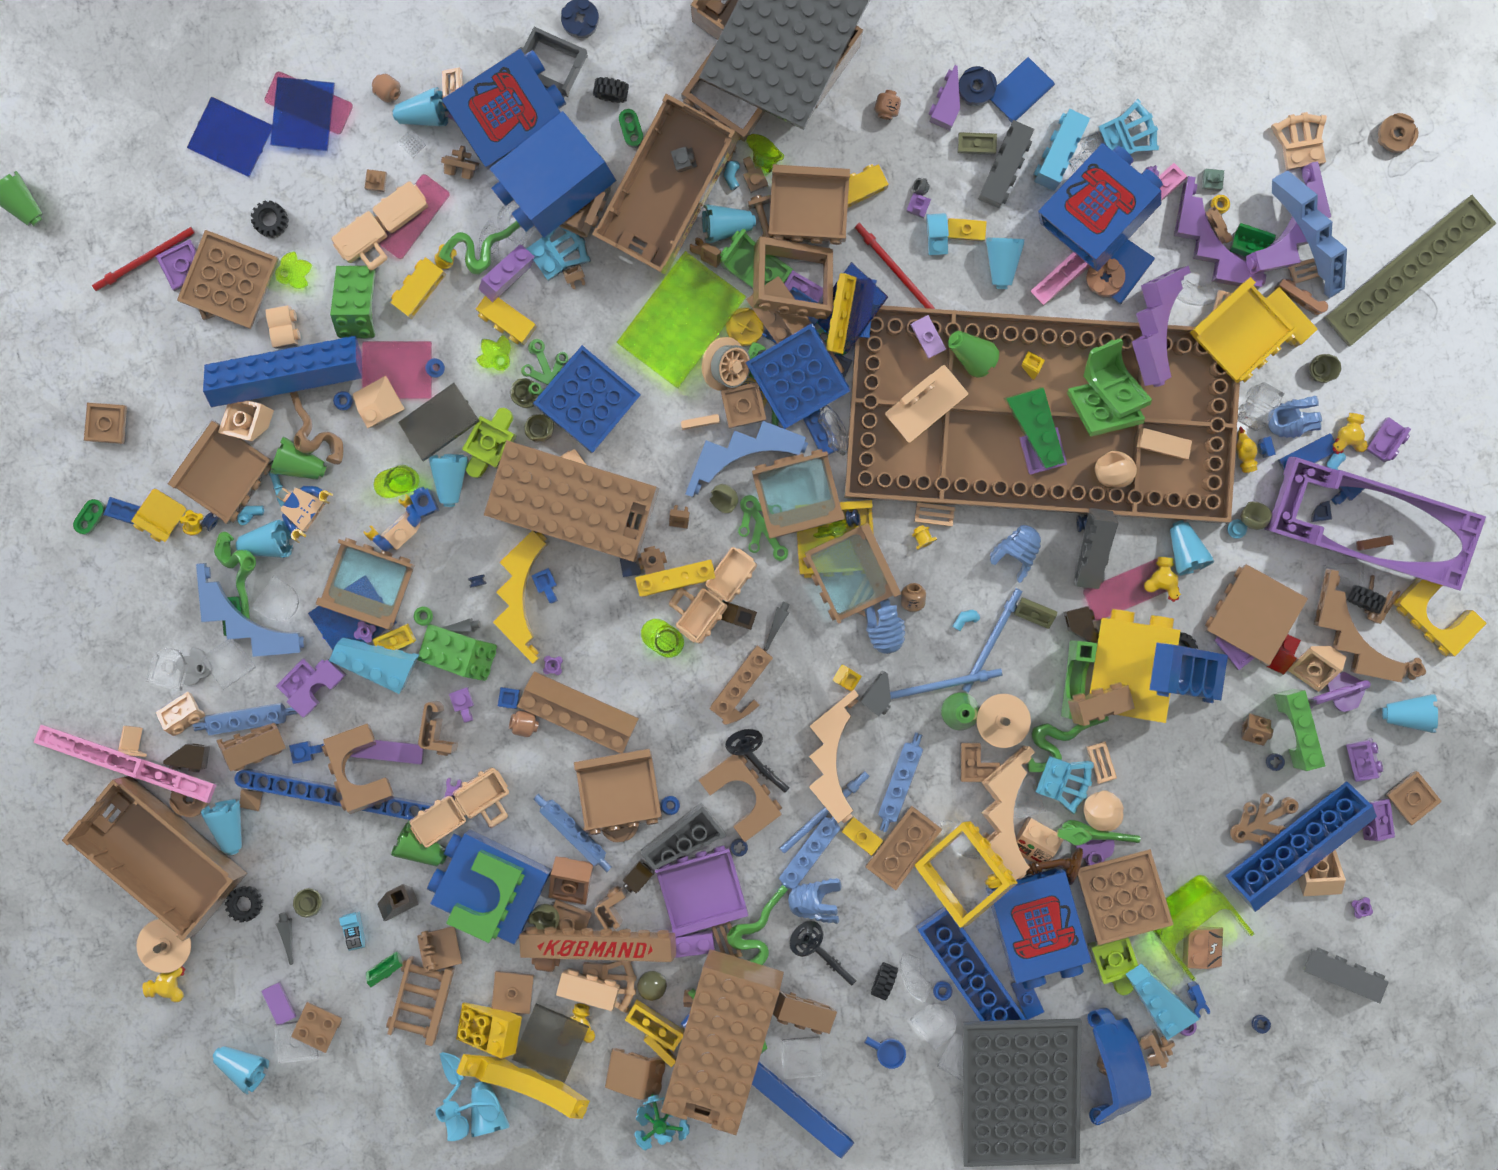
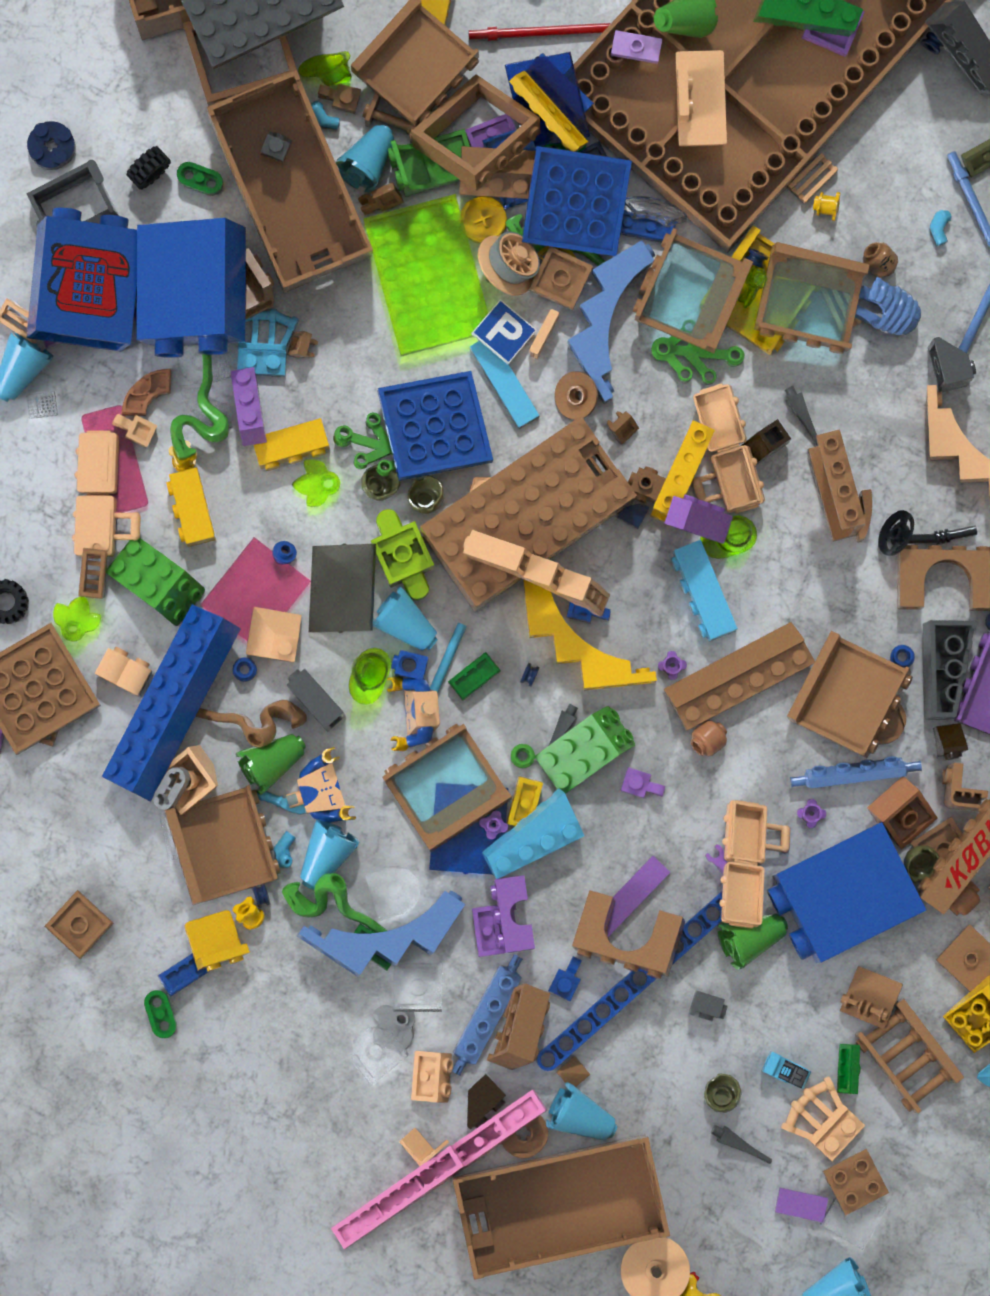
camera: 55 degrees left, 5 degrees down
(228, 409) = (167, 785): none -> light grey beam
(233, 909) = (687, 1153): black tyre -> none
(315, 267) = (93, 593): none -> medium nougat slope
(341, 990) = (835, 1131): none -> light nougat plate
(354, 459) = (315, 699): none -> dark grey brick
(355, 851) = (708, 1006): none -> dark grey brick
(375, 180) = (50, 468): medium nougat tile -> none
(397, 901) = (790, 1003): dark brown slope -> none
(431, 729) = (646, 834): medium nougat piece -> none
(440, 216) = (137, 430): none -> light nougat plate
(449, 521) = (448, 656): none -> medium azure bar
(449, 547) = (474, 676): none -> green plate
(451, 163) = (94, 378): medium nougat hips -> none
(469, 200) = (145, 391): none -> nougat tile
(486, 924) = (886, 918): bright green arch -> none
(508, 698) = (671, 733): blue plate -> none
(530, 828) = (818, 813): none -> medium lavender plate
(533, 536) = (537, 570): none -> light nougat arch
(614, 650) = (704, 591): none -> medium azure brick
(651, 420) = (506, 385): none -> medium azure tile
(651, 611) = (699, 518): none -> medium lavender brick
(672, 468) = (567, 395): none -> medium nougat dish
(681, 396) = (504, 331): none -> blue piece
(724, 498) = (638, 368): olive hair -> none
(847, 678) = (908, 386): yellow slope -> none
(1022, 545) = (911, 112): medium blue hair -> none

